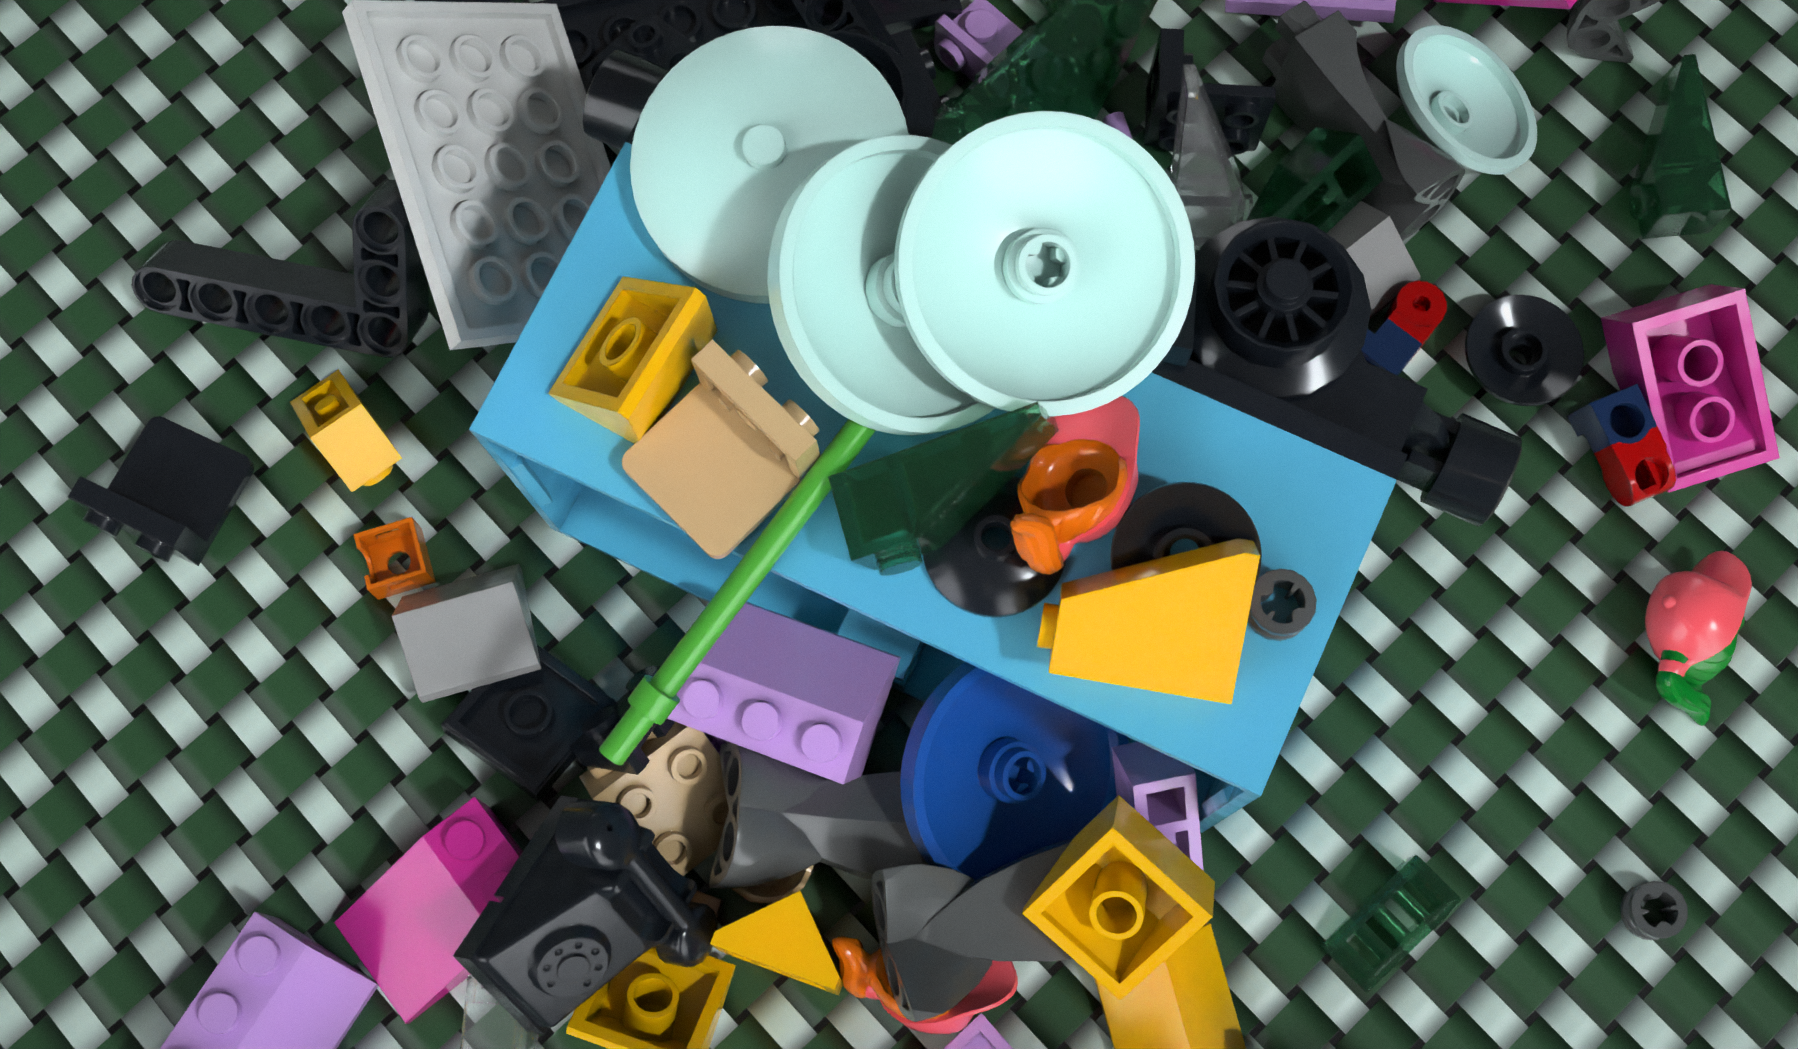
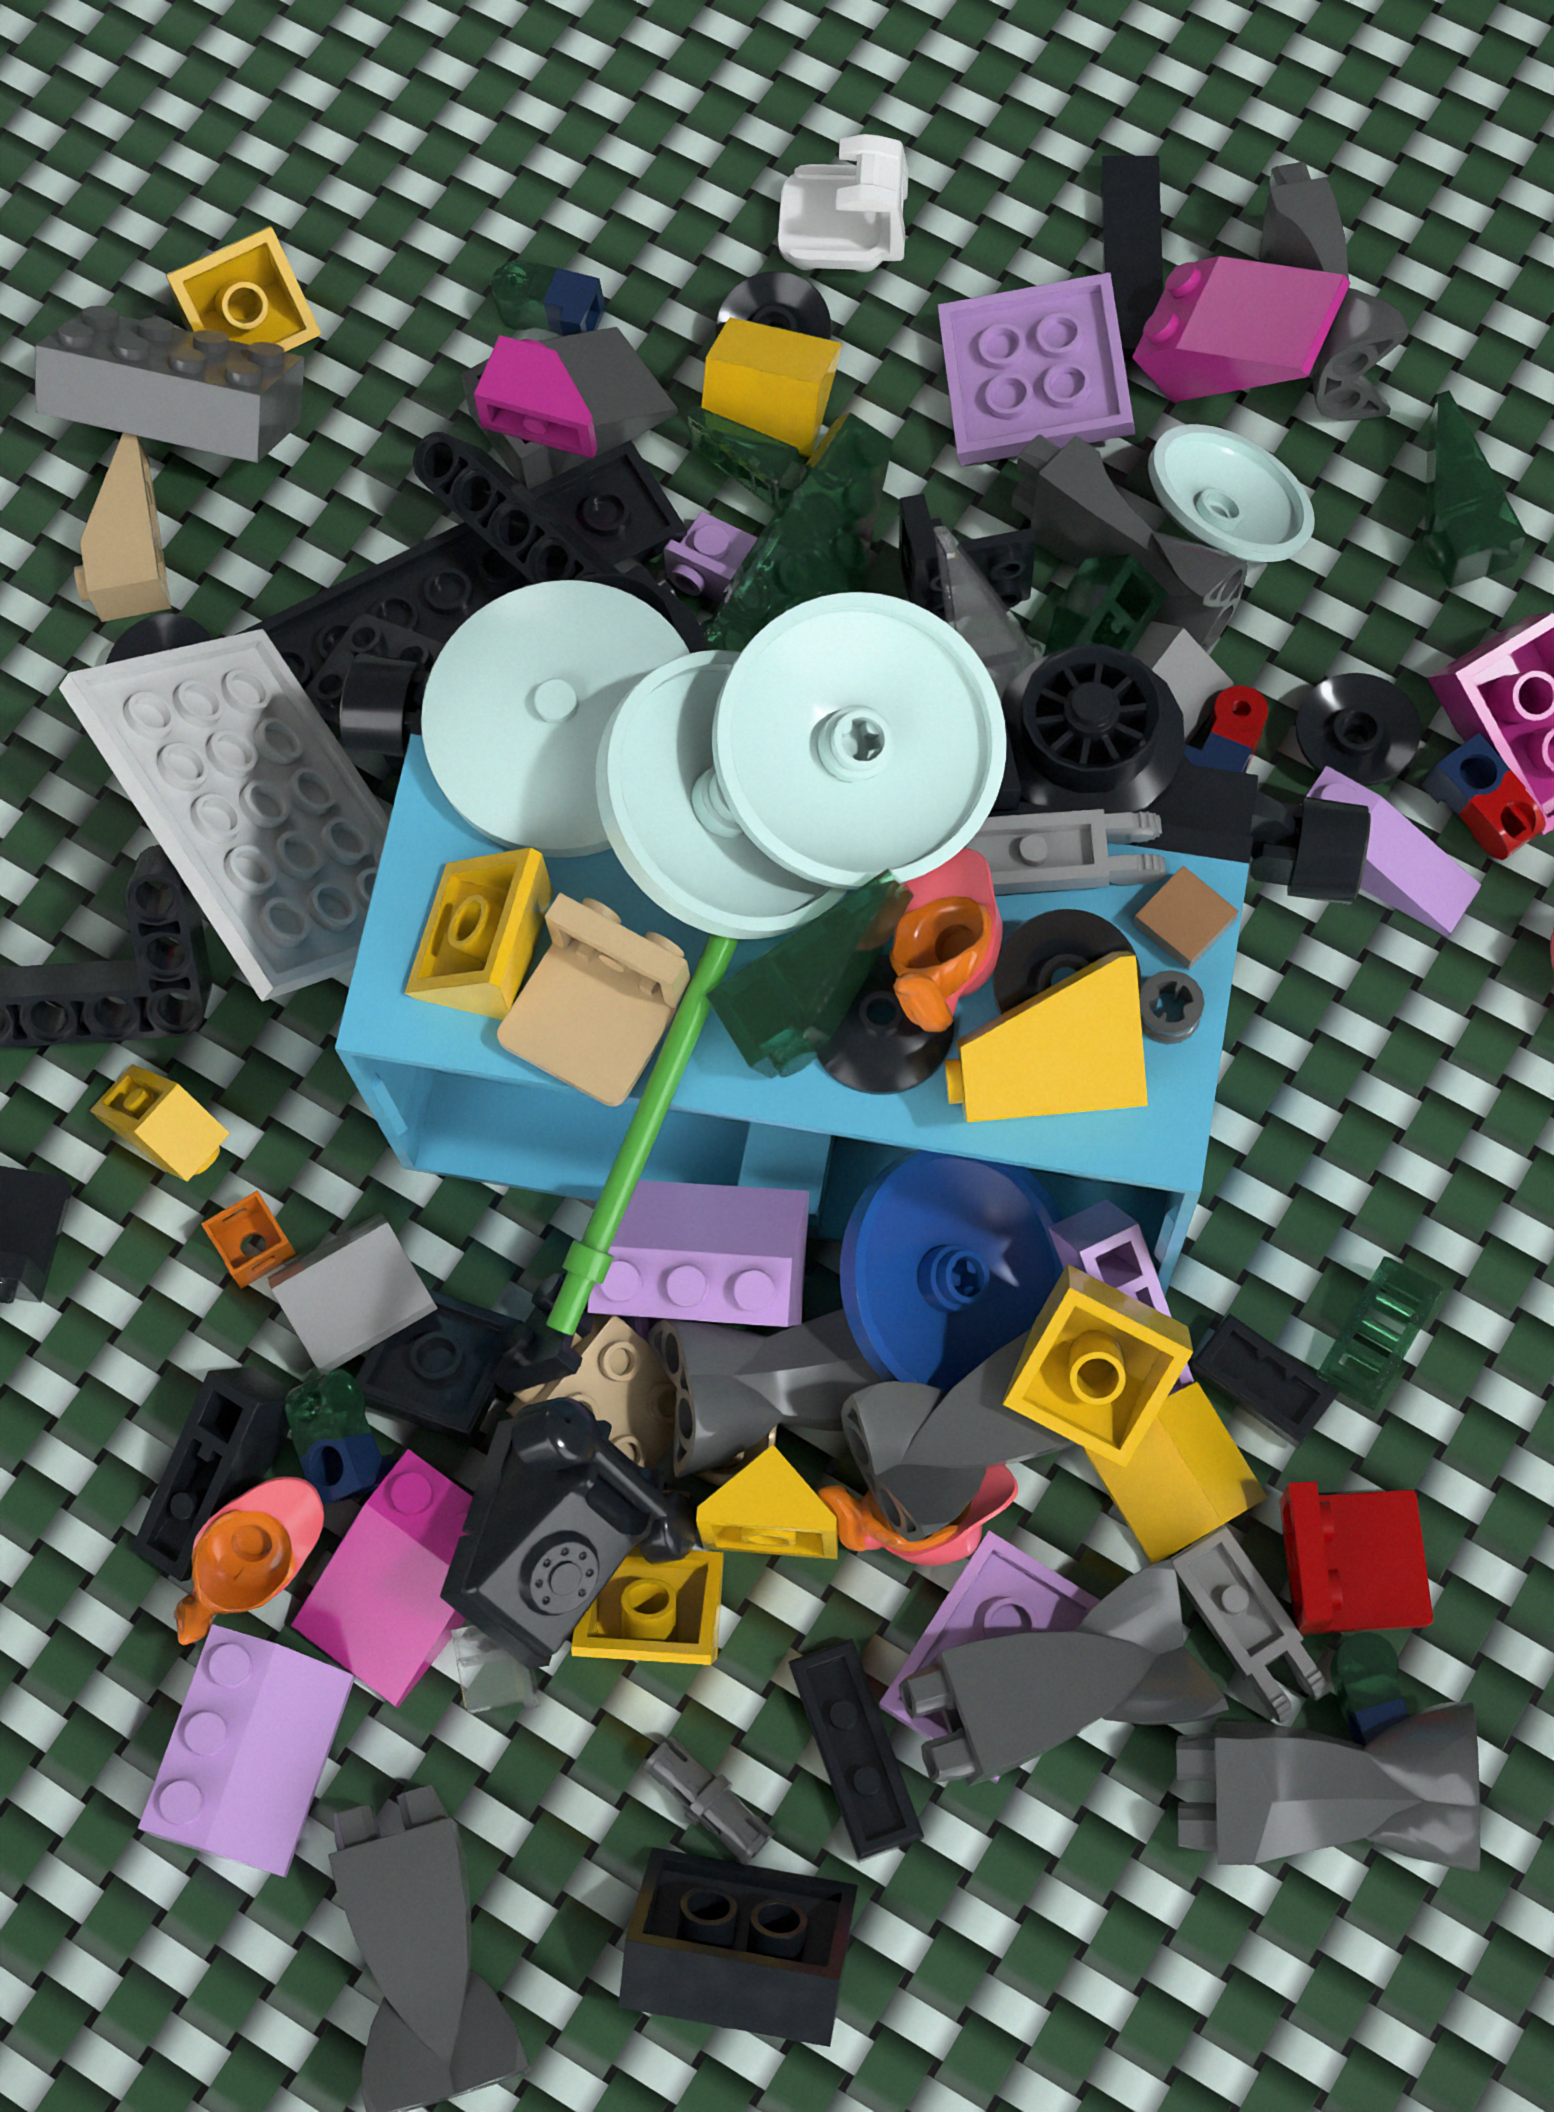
camera: 10 degrees left, 5 degrees down
(306, 758) = (218, 1457): none -> black slope
(307, 853) = (249, 1552): none -> orange hair
(414, 765) = (335, 1437): none -> leg
(1220, 422) = (1067, 850): none -> light grey hinge
(1272, 940) = (1263, 1381): none -> black plate
(1320, 518) = (1185, 917): none -> medium nougat tile
(1540, 495) = (1402, 861): none -> lavender slope

